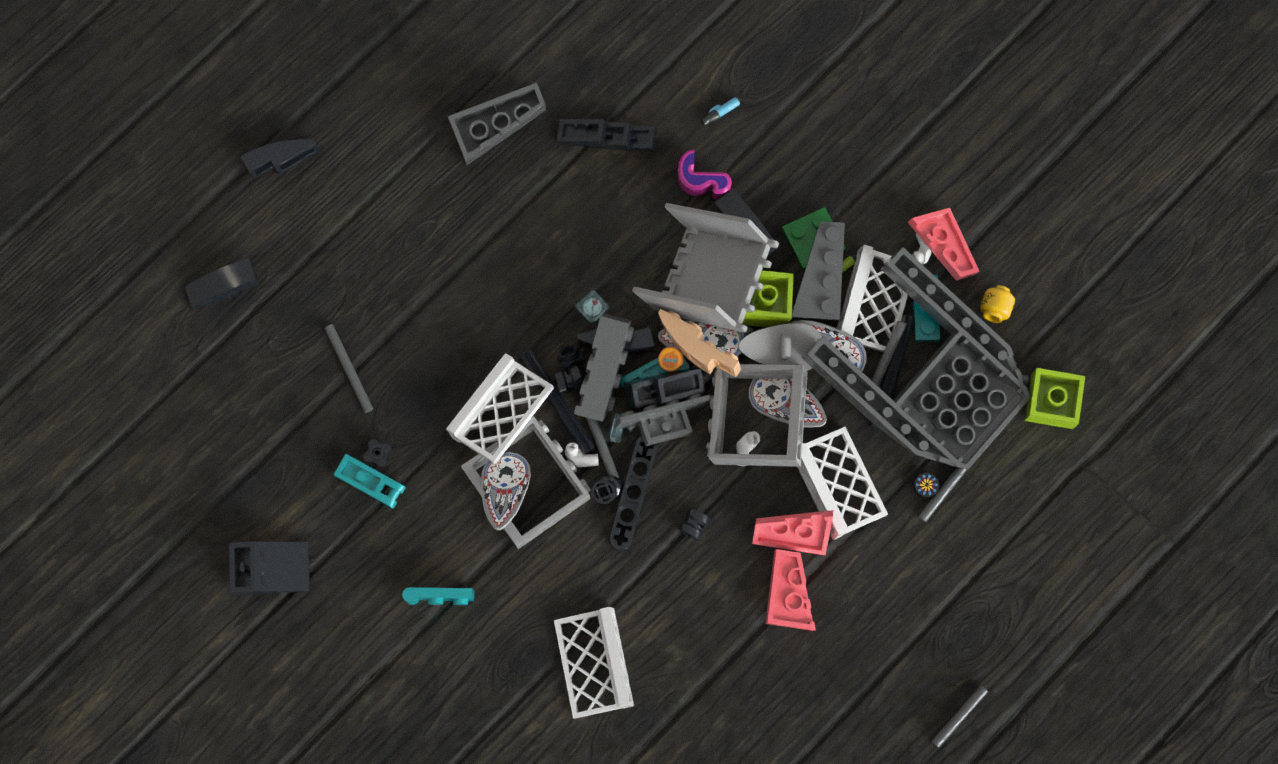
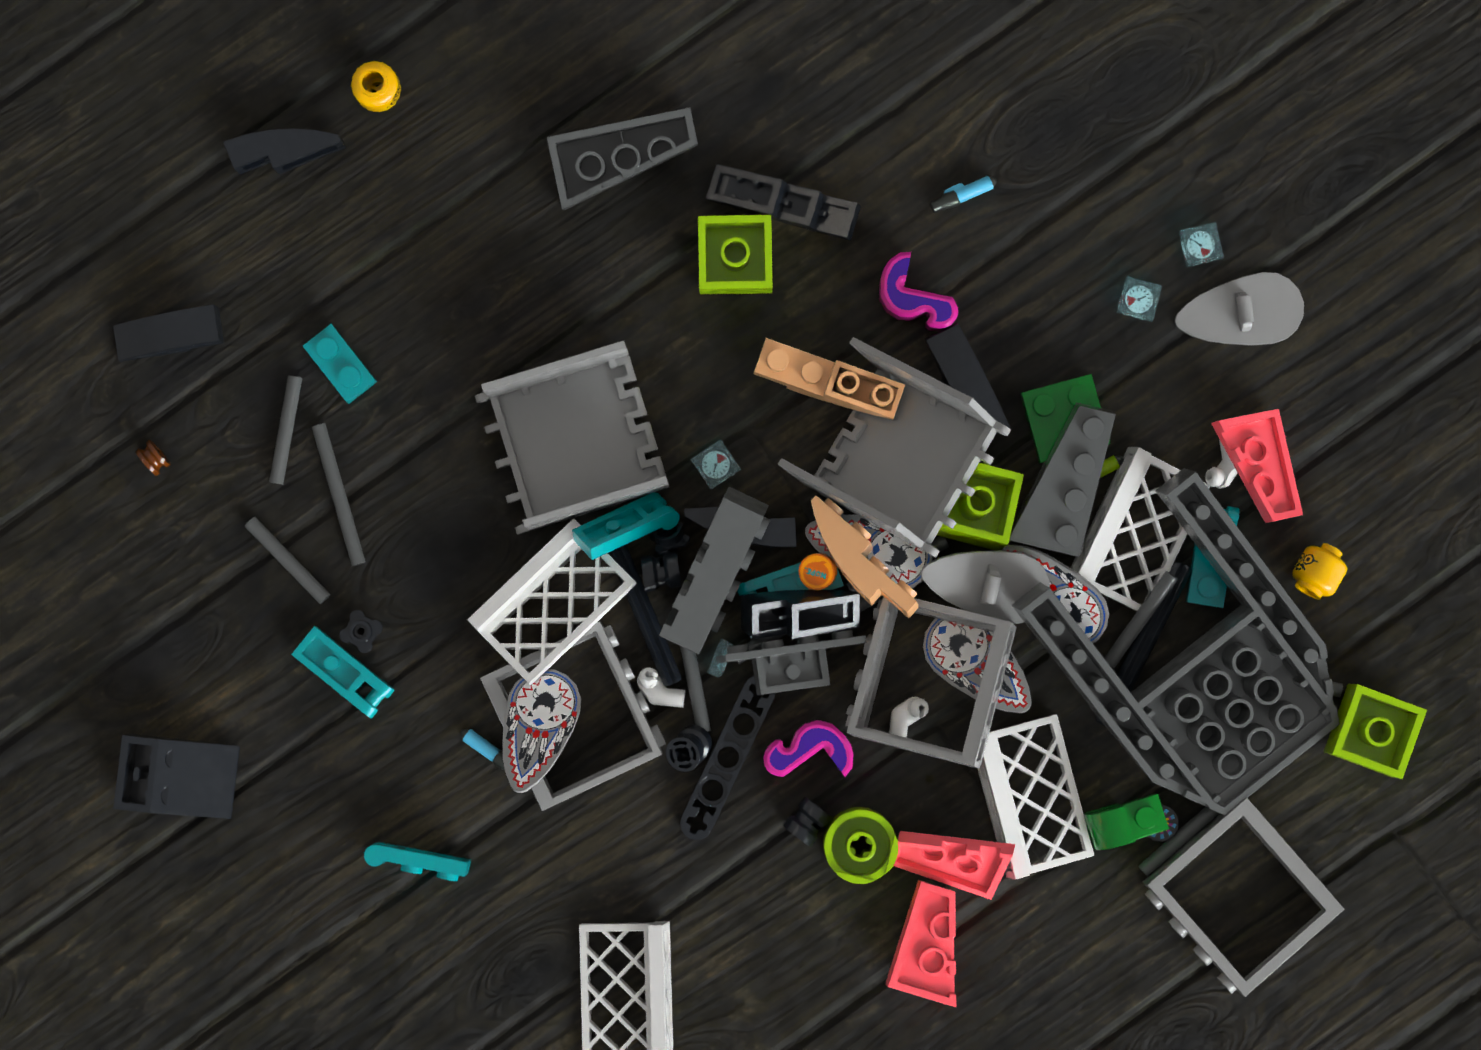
camera: 10 degrees right, 10 degrees up
(223, 364) = (152, 457): none -> reddish brown bush
(307, 333) = (285, 430): none -> dark grey bar
(321, 416) = (287, 560): none -> dark grey bar
(333, 107) = (366, 79): none -> yellow head
(336, 285) = (339, 363): none -> teal plate
(477, 517) = (483, 747): none -> medium azure piece
(496, 300) = (574, 436): none -> light grey windscreen
(540, 351) = (625, 525): none -> teal plate
(581, 170) = (735, 254): none -> lime brick
(655, 240) = (829, 380): none -> light nougat slope
(684, 471) = (805, 743): none -> animal
(742, 522) = (869, 864): none -> lime brick
(846, 156) = (1139, 299): none -> clear light blue tile
(879, 116) = (1201, 244): none -> clear light blue tile
(903, 486) = (1125, 822): none -> green brick
(915, 153) = (1245, 311): none -> light grey shield
(1017, 494) = (1284, 854): none -> light grey window

